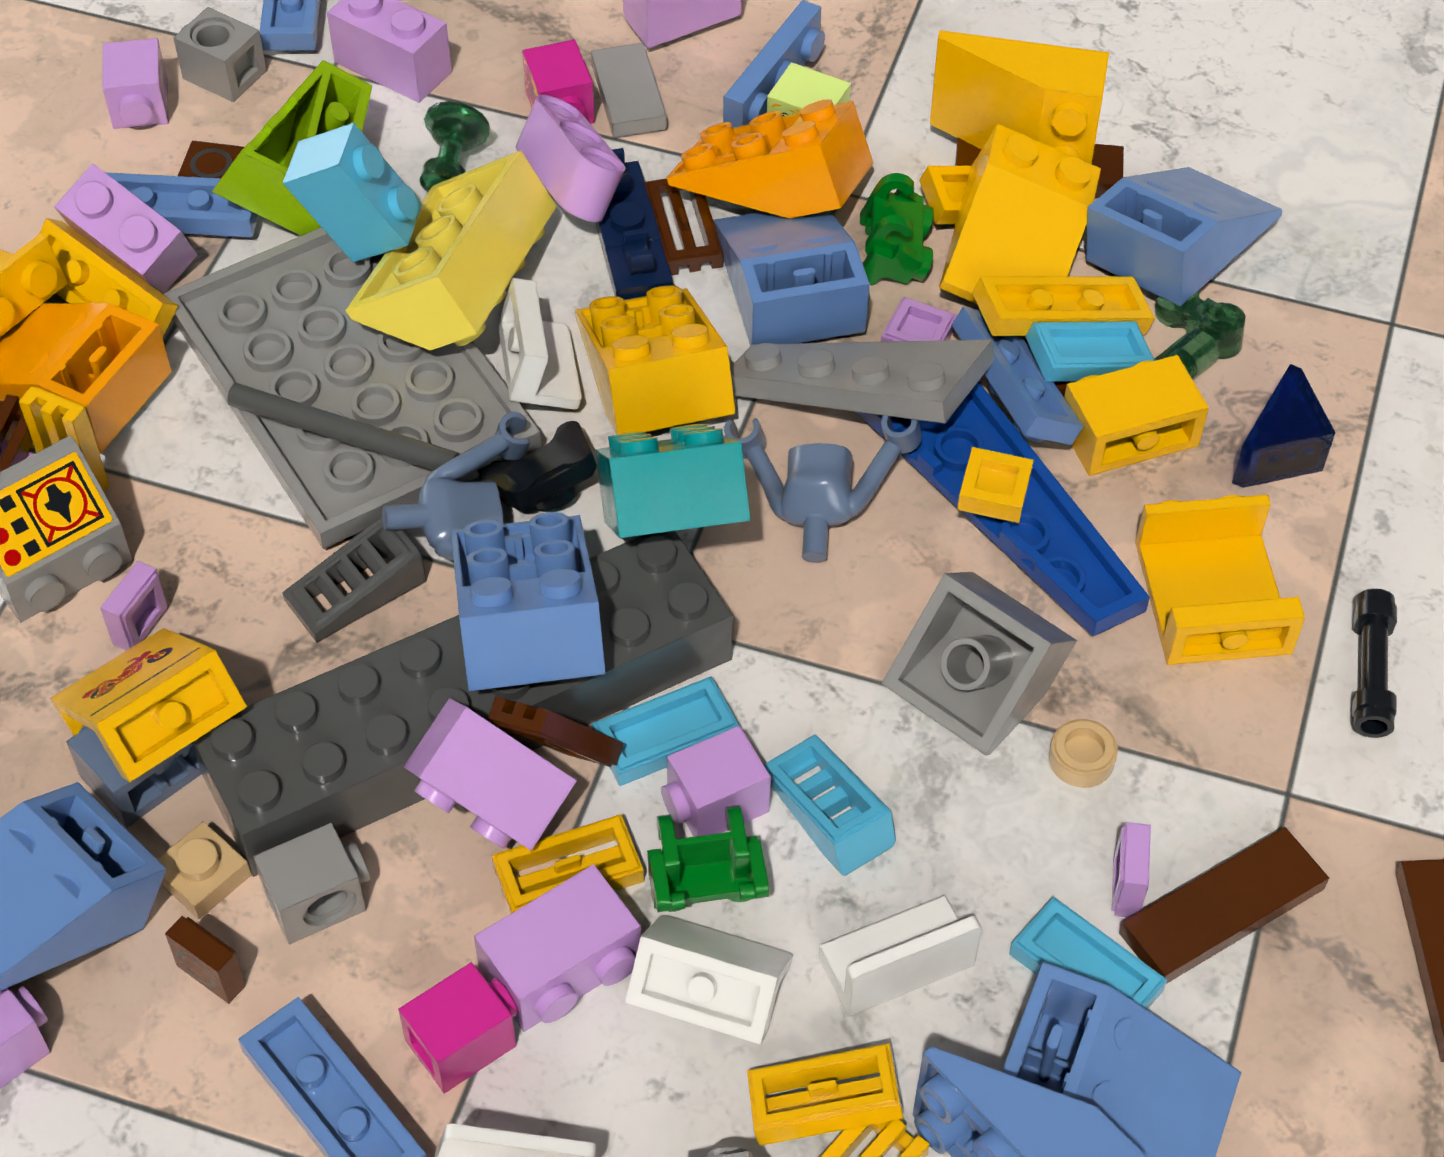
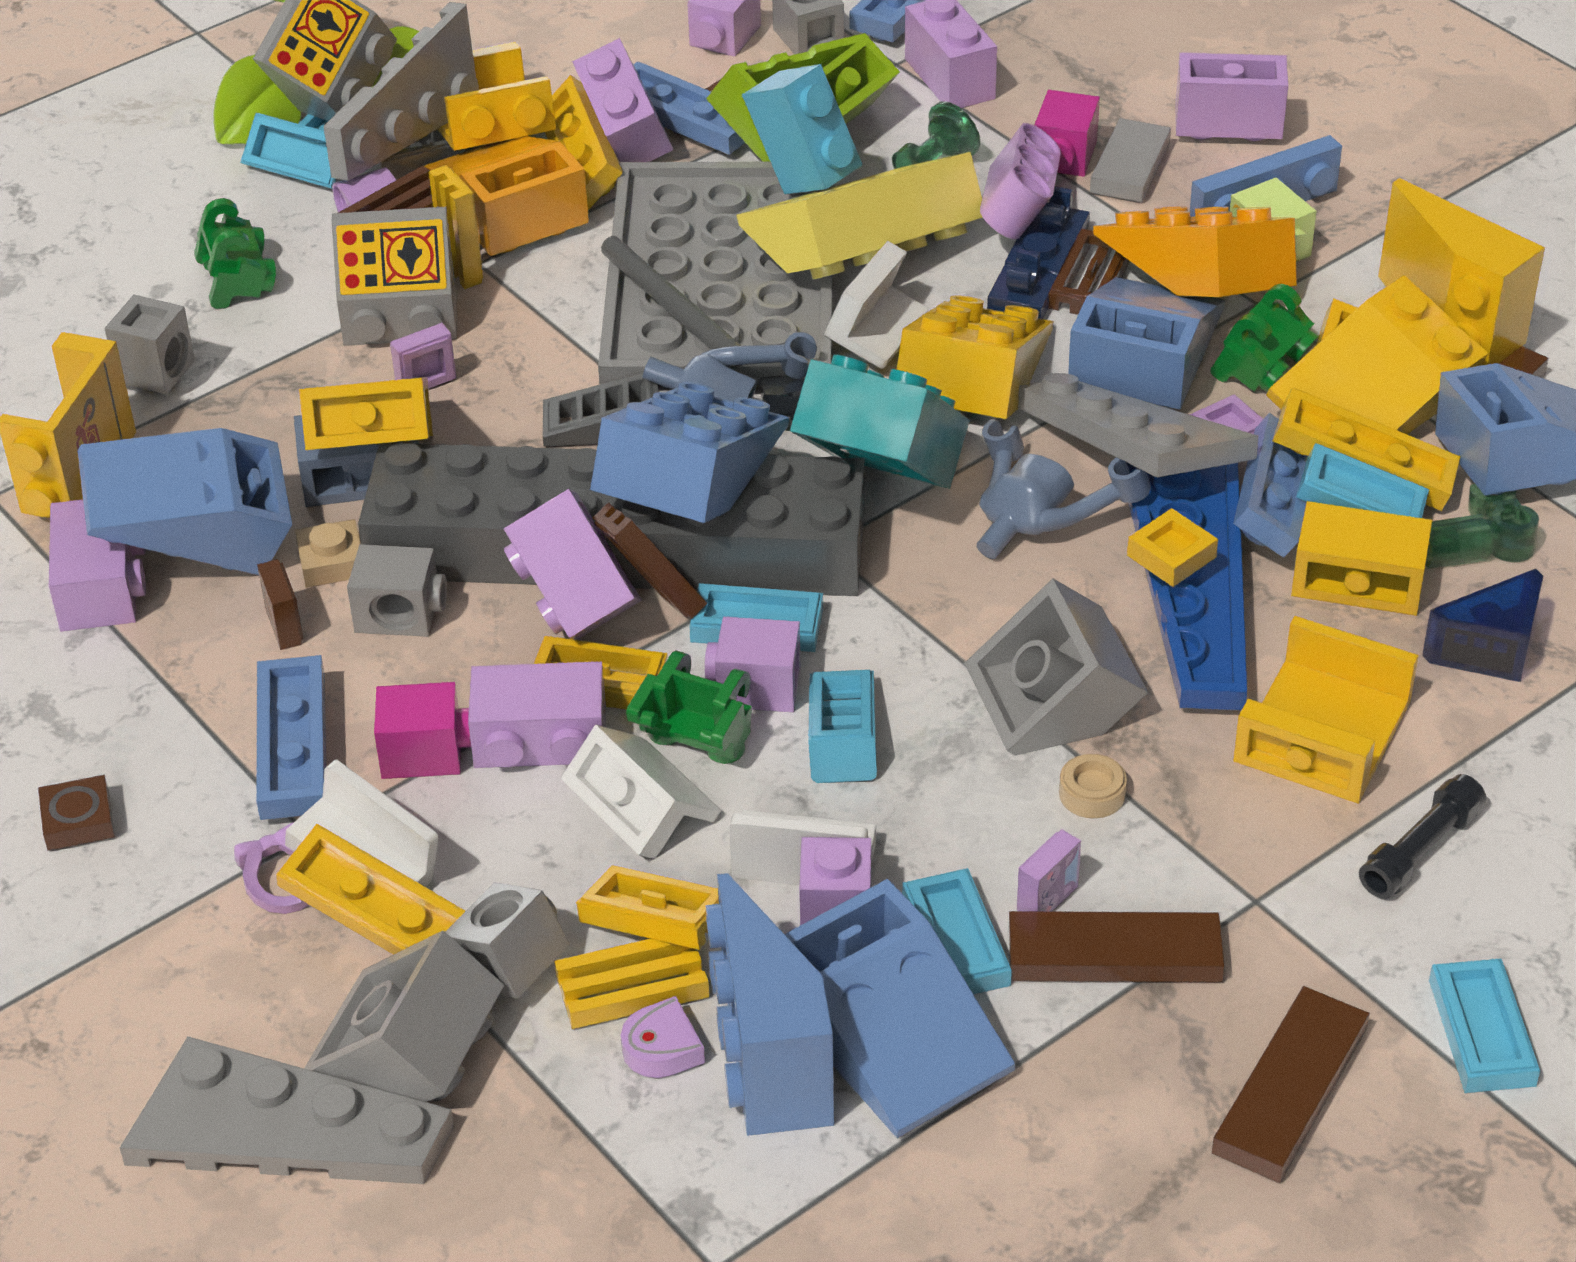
camera: 35 degrees right, 10 degrees down
(974, 987) = (832, 873): none -> lavender brick

